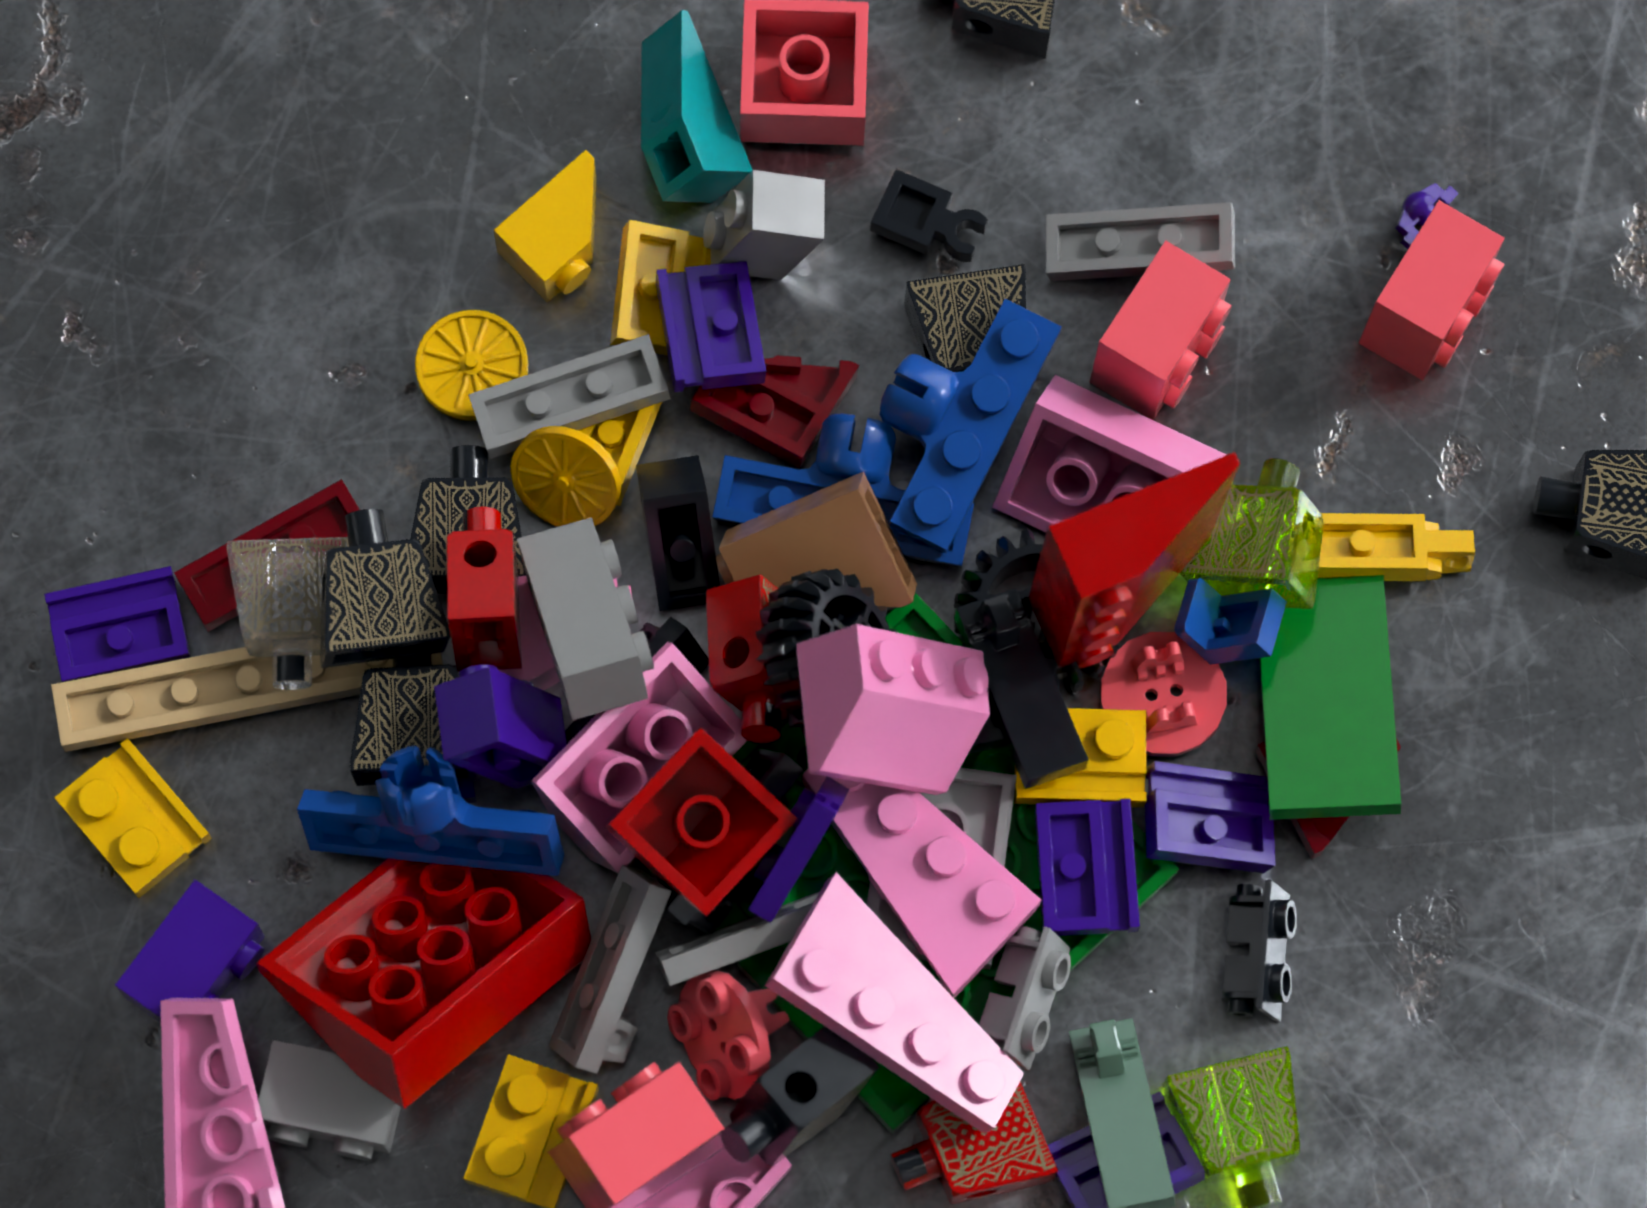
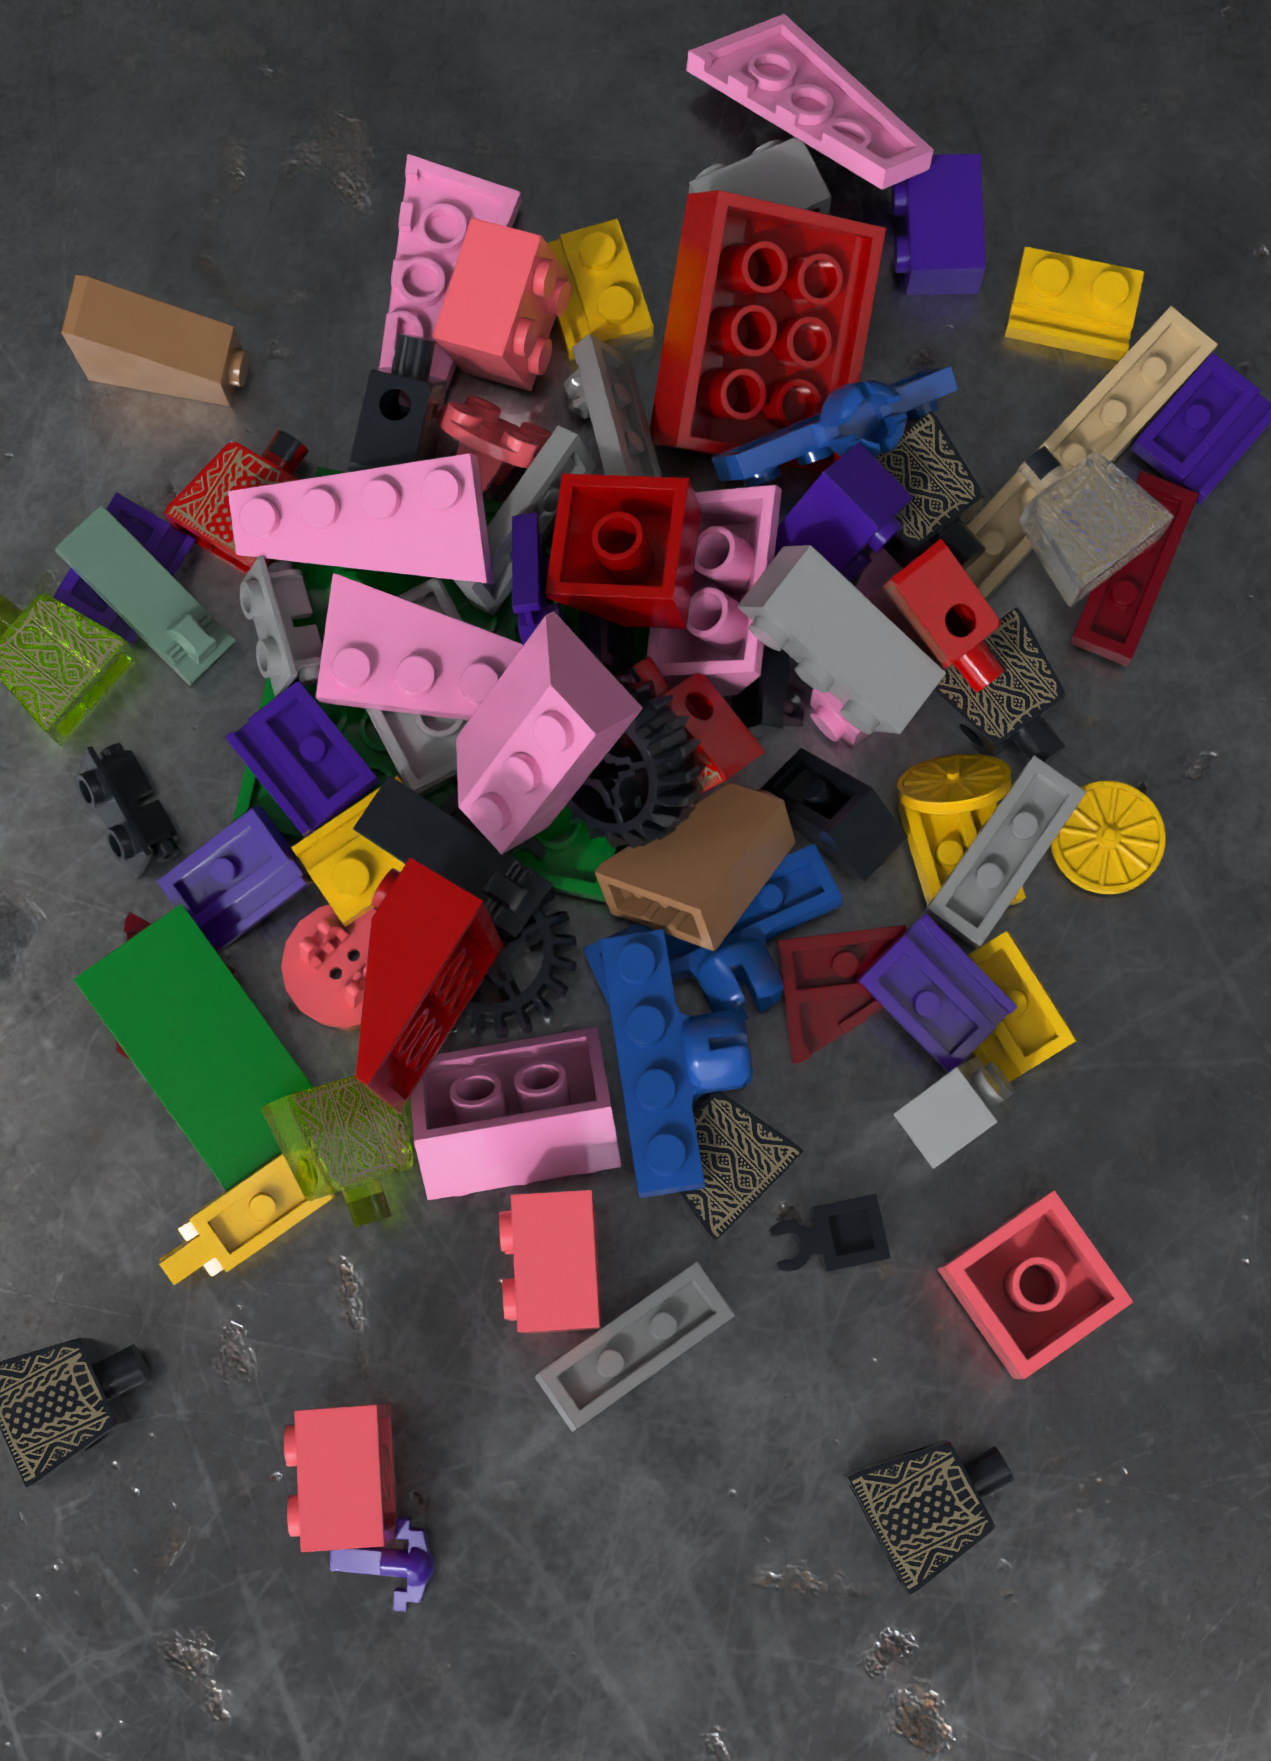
camera: 150 degrees right, 5 degrees up
(378, 598) = (1020, 542): black torso -> none
(553, 231) = (1129, 994): yellow slope -> none
(685, 118) = (1101, 1169): teal slope -> none
(1229, 625) = (317, 1048): blue bracket -> none

